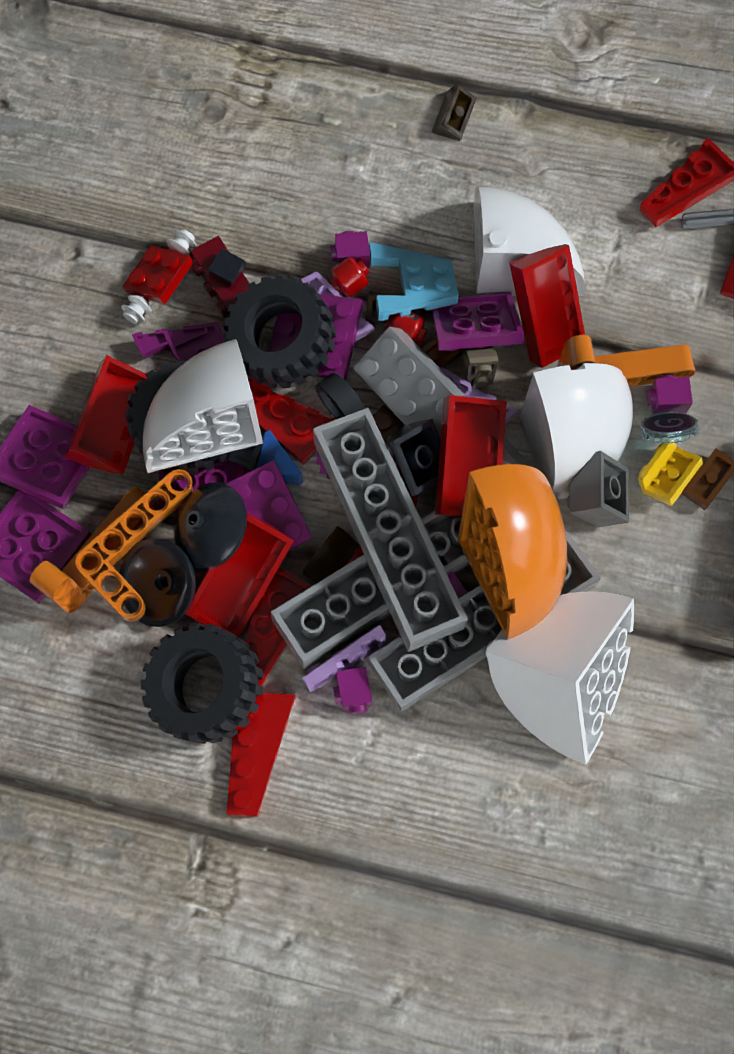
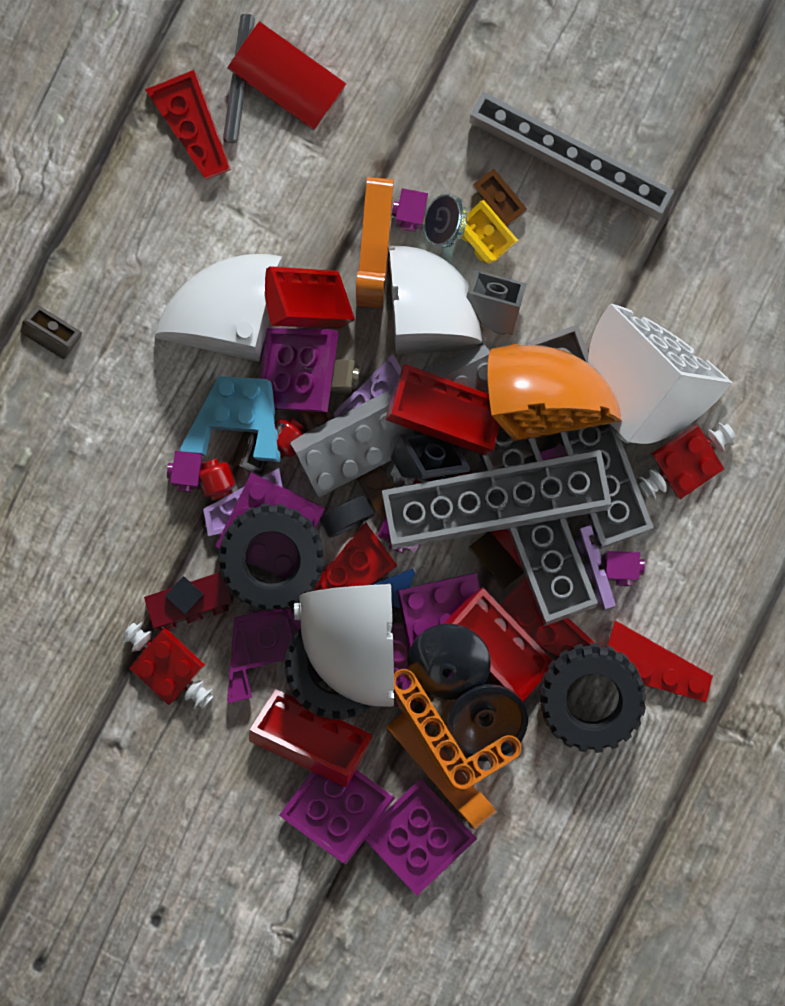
camera: 80 degrees left, 10 degrees up
(486, 734) = (687, 461): none -> red plate

